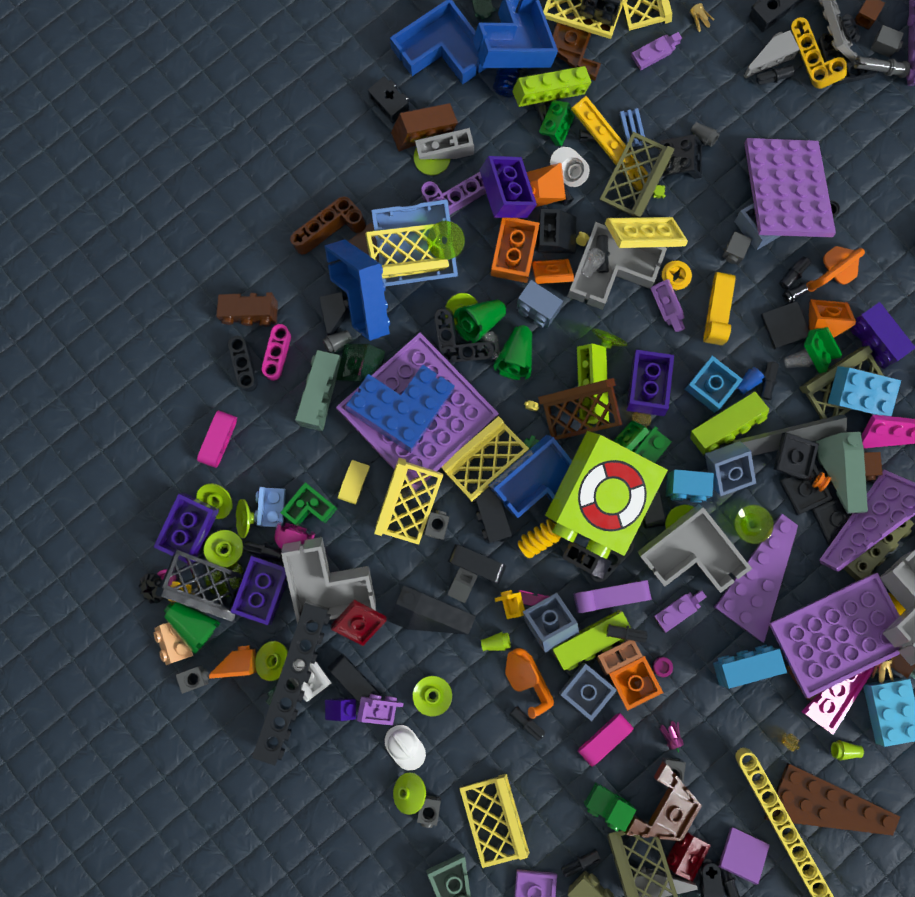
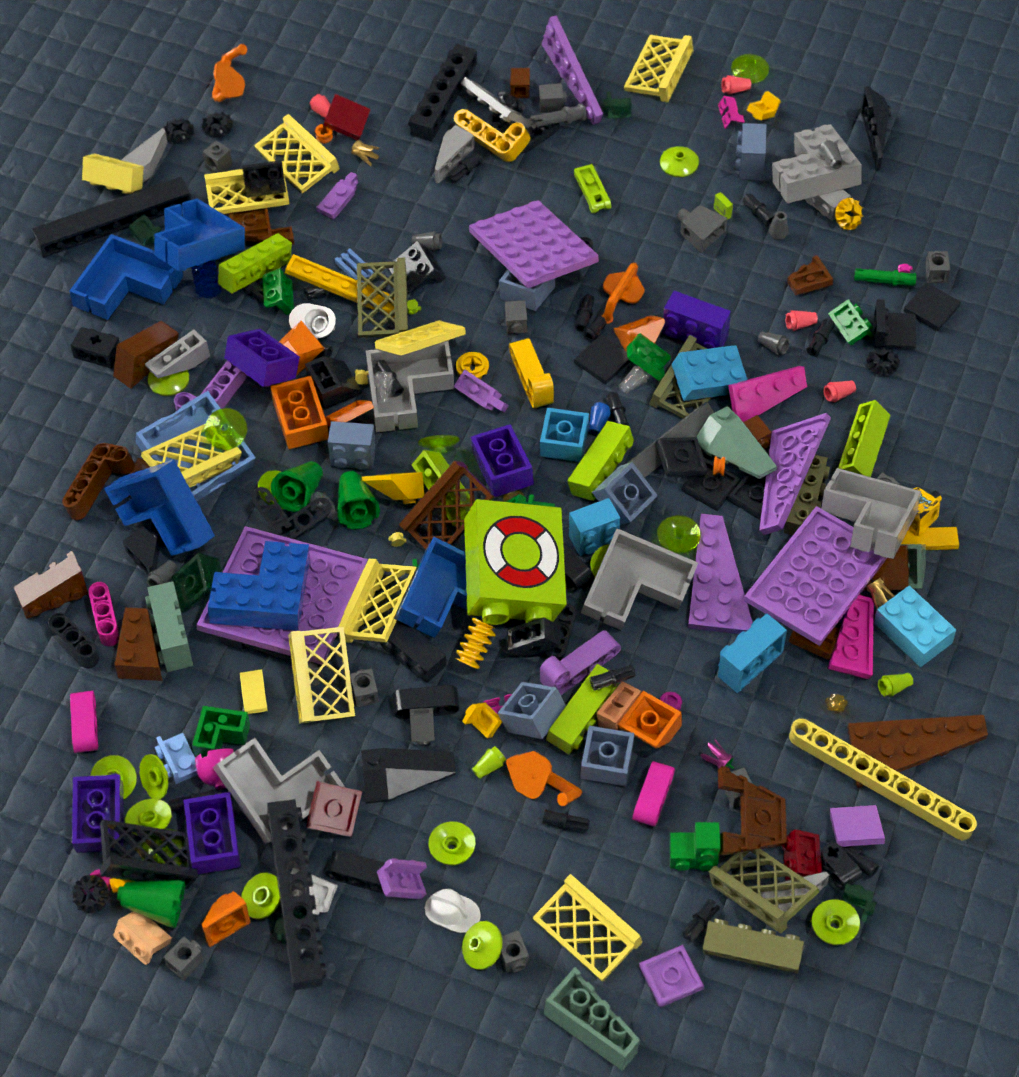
camera: 30 degrees left, 25 degrees down
(286, 395) = (137, 648): none -> reddish brown wedge
(340, 709) = (362, 901): dark purple brick -> none
(556, 359) = (398, 485): none -> yellow slope
(679, 610) = (655, 645): medium lavender hinge -> none
(870, 152) = (592, 188): none -> lime plate

